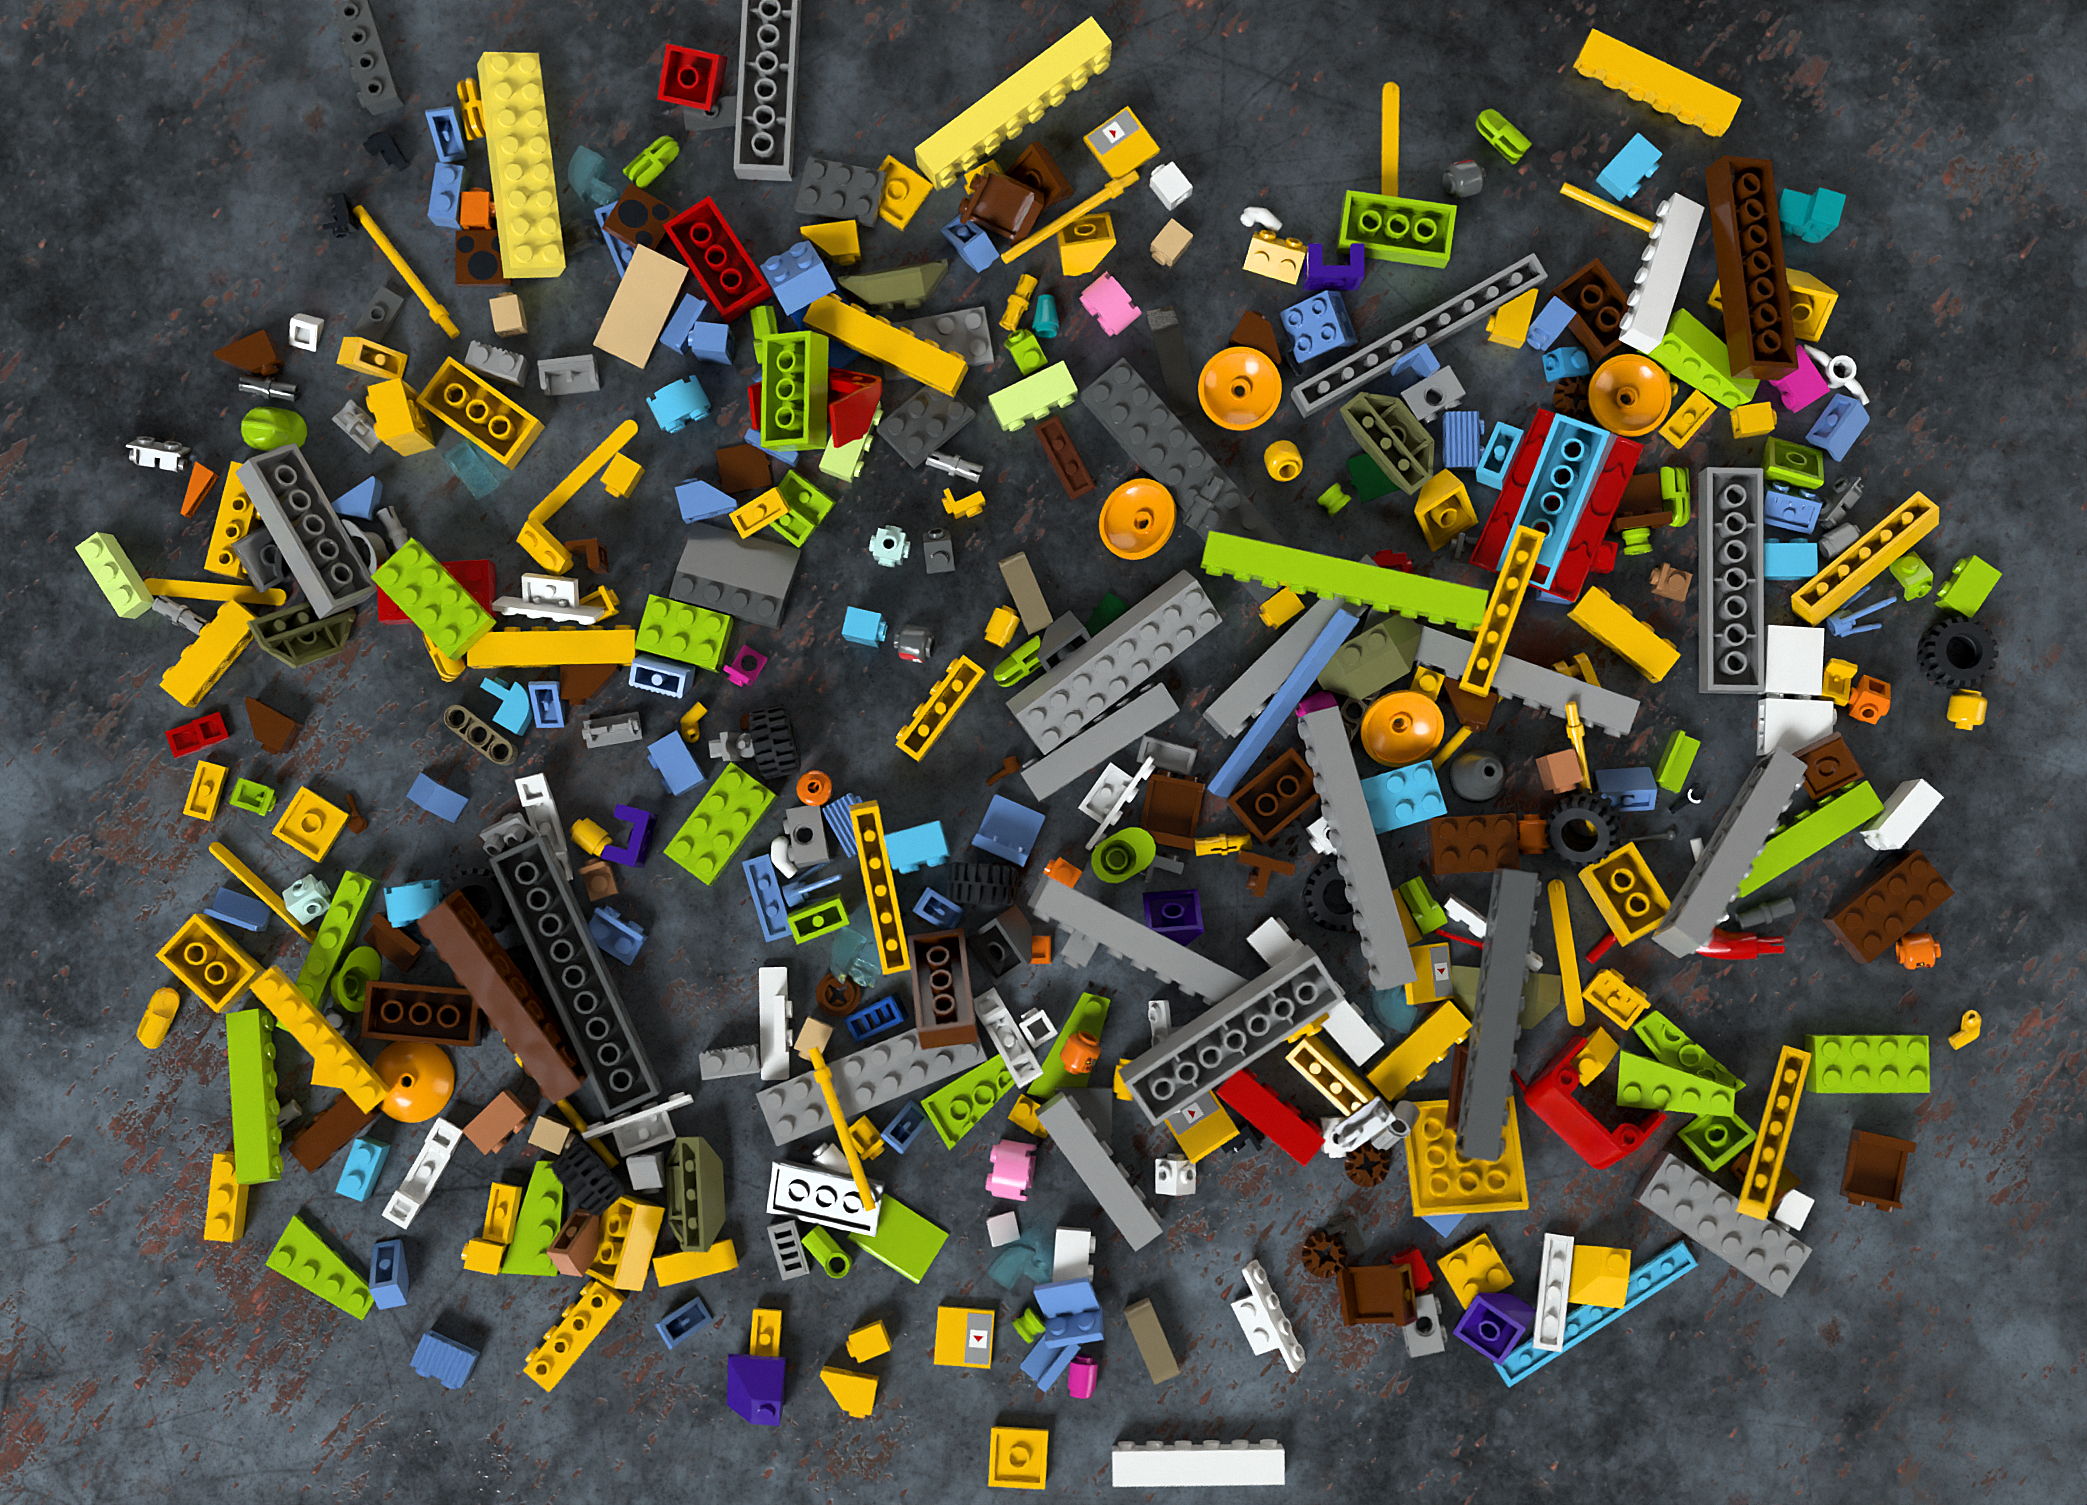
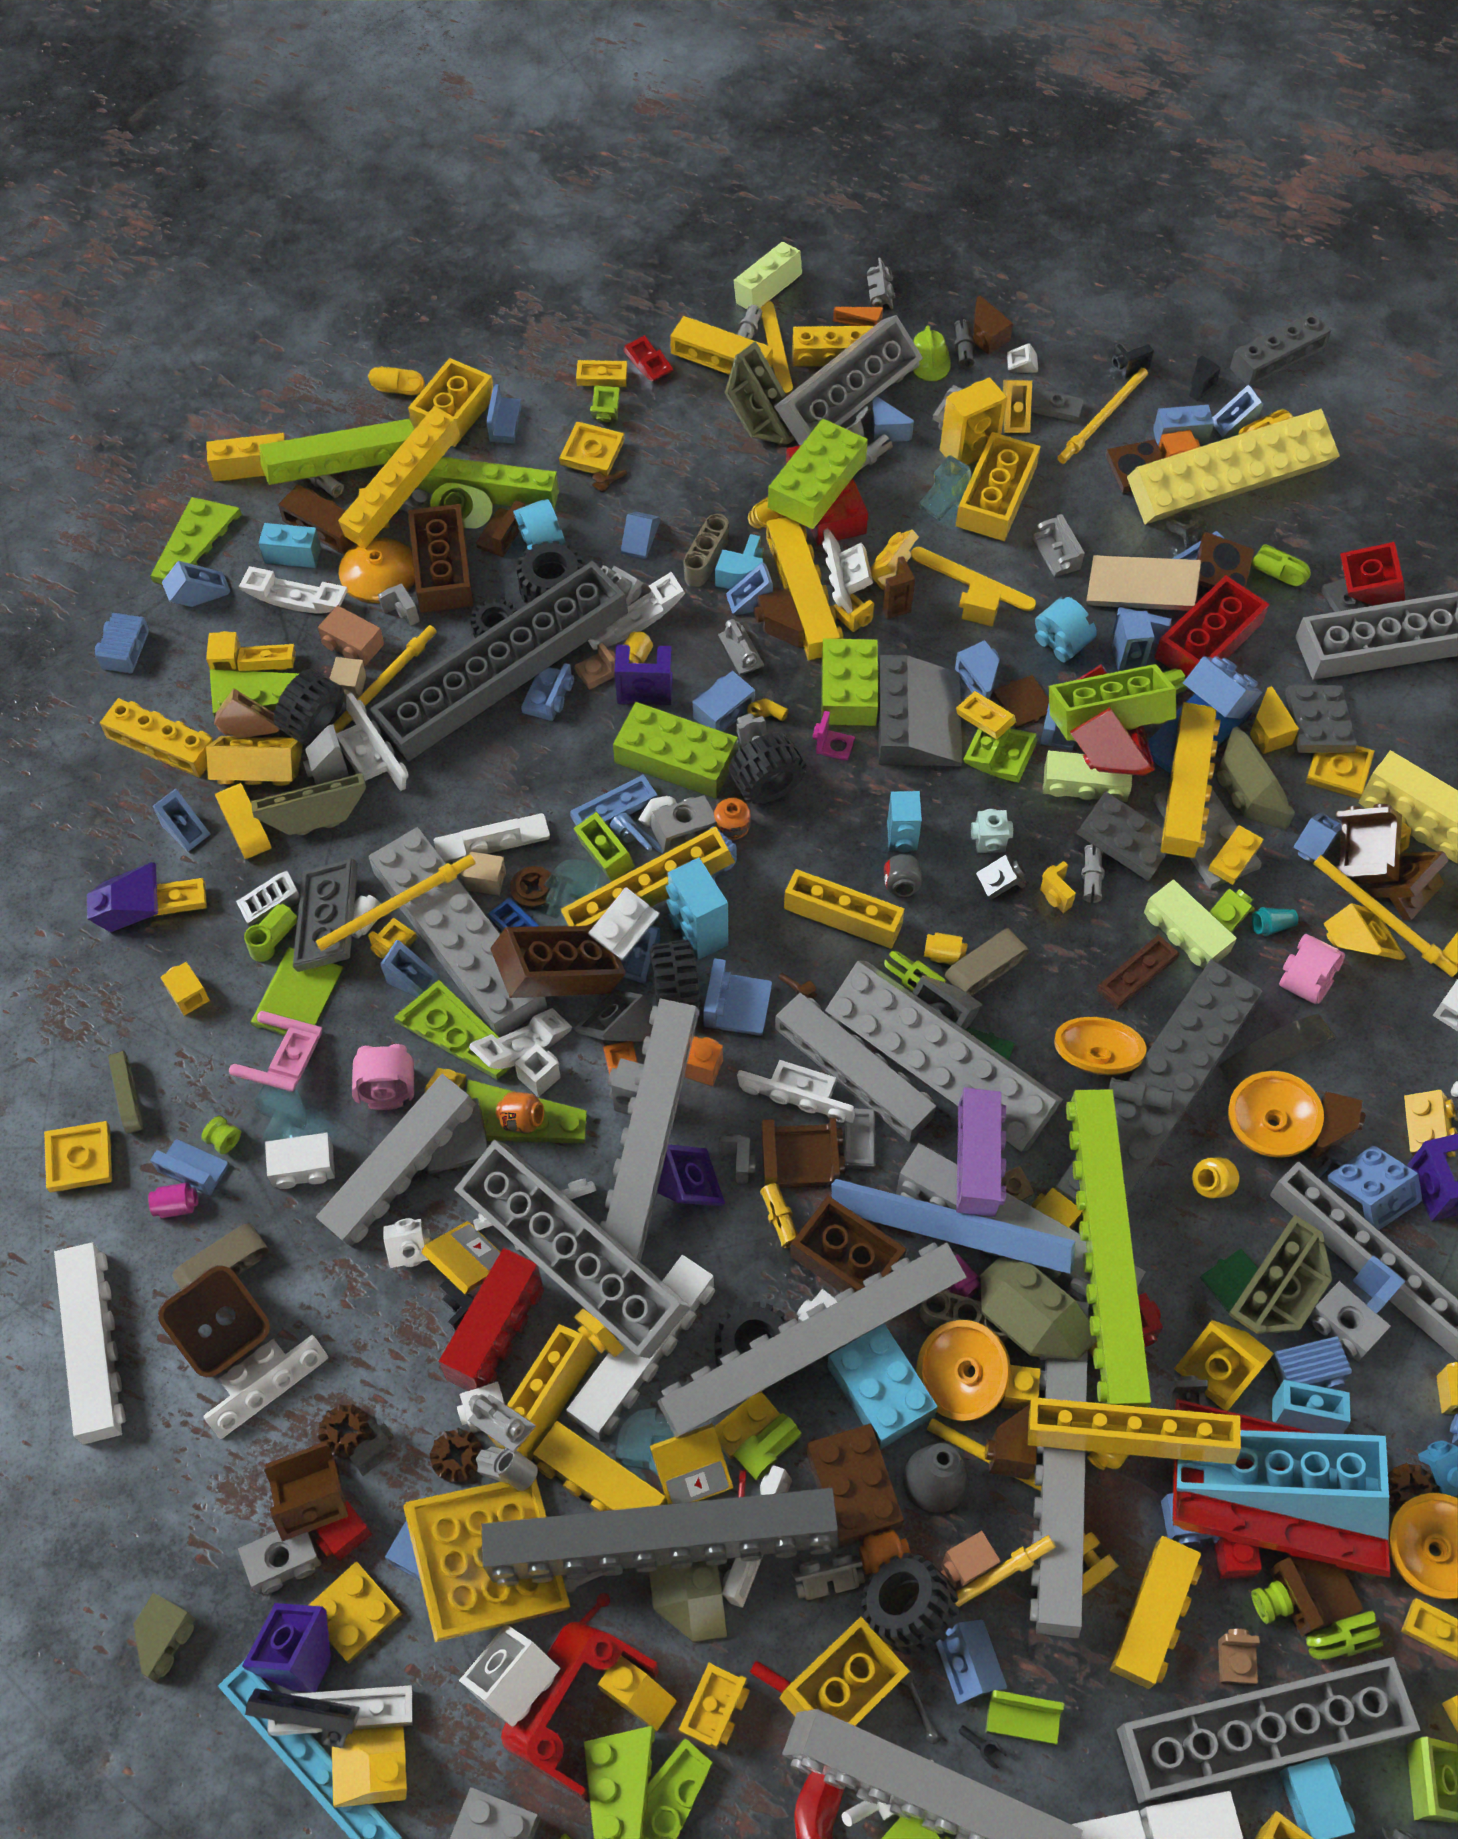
camera: 75 degrees right, 25 degrees down
(260, 558) = (811, 360): dark grey tile -> none
(261, 890) = (527, 425): yellow piece -> none
(272, 726) = (670, 404): reddish brown slope -> none
(307, 899) = (524, 453): light aqua brick -> none
(473, 1061) = (399, 599): none -> light grey bracket
(497, 364) = (1047, 490): light grey brick -> none
(504, 996) = (470, 596): reddish brown brick -> none
(508, 315) = (1094, 490): tan brick -> none
(585, 175) = (1246, 519): clear light blue brick -> none
(661, 675) = (803, 670): medium blue brick -> none
(730, 1061) = (445, 804): light grey brick -> none
(851, 1389) = (132, 983): yellow slope -> none
(920, 919) = (624, 923): none -> white plate
(964, 1337) = (200, 1078): yellow tile -> none
(964, 1408) = (125, 1092): none -> olive beam
(969, 1250) = (290, 1057): none -> bright pink plate
(974, 328) = (1235, 854): none -> yellow plate
(1003, 1228) = (320, 1088): white slope -> none
(1018, 302) = (1278, 892): yellow pin -> none
(1070, 1312) = (242, 1170): medium blue bracket -> none
(1123, 855) = (740, 1108): lime piece -> none
(1170, 243) = (1399, 1017): tan brick -> none
(1231, 661) = (980, 1152): none -> medium lavender brick
(1232, 1343) = (197, 1305): none -> reddish brown piece
(1250, 639) = (1017, 1184): none -> medium nougat bracket
(1258, 880) = (758, 1253): reddish brown bracket -> none
(1334, 499) = (1193, 1243): lime wheel -> none
(1458, 1429) = (158, 1635): none -> olive slope
(1538, 865) = (816, 1575): none -> light grey hinge
(1562, 1154) = (510, 1675): none -> white brick
(1563, 1303) = (333, 1718): none -> black hinge
(1566, 952) = (755, 1637): yellow piece -> none
(1790, 508) = (1384, 1790): medium blue bracket -> none

